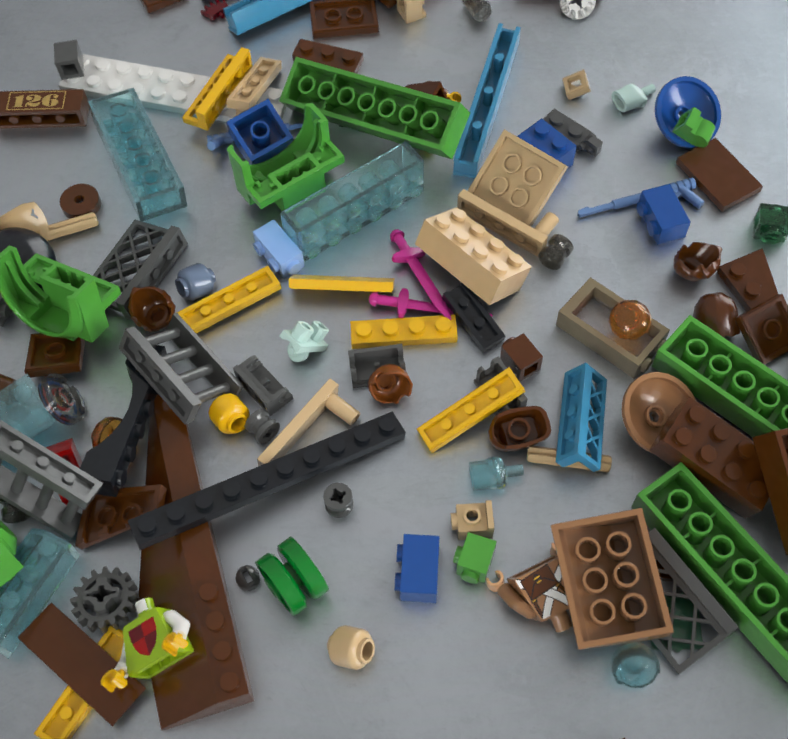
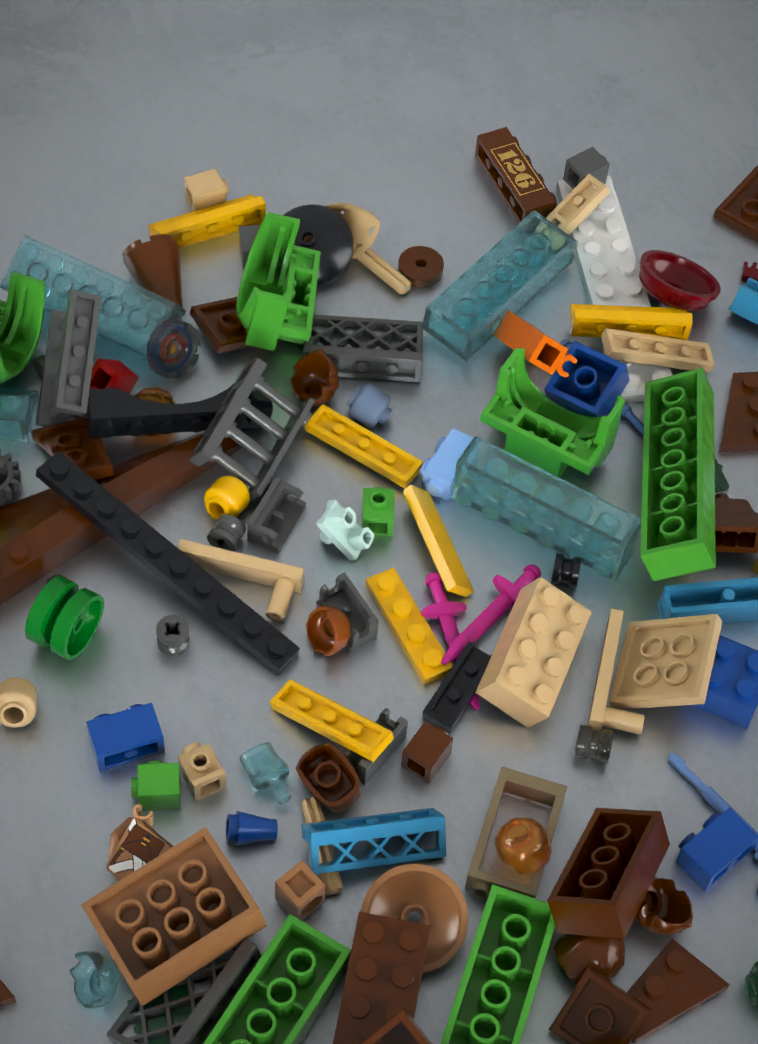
camera: 60 degrees right, 5 degrees down
(95, 73) = (579, 204): none -> tan plate
(201, 49) = (677, 281): none -> dark red hat
(211, 148) = (538, 346): none -> orange brick
(294, 309) = (378, 511): none -> bright green brick
(407, 213) = (566, 570): none -> black wheel
(537, 505) = (249, 828): none -> blue cone
(611, 484) = (300, 891): none -> medium nougat brick
(676, 273) = (609, 873): none -> reddish brown brick

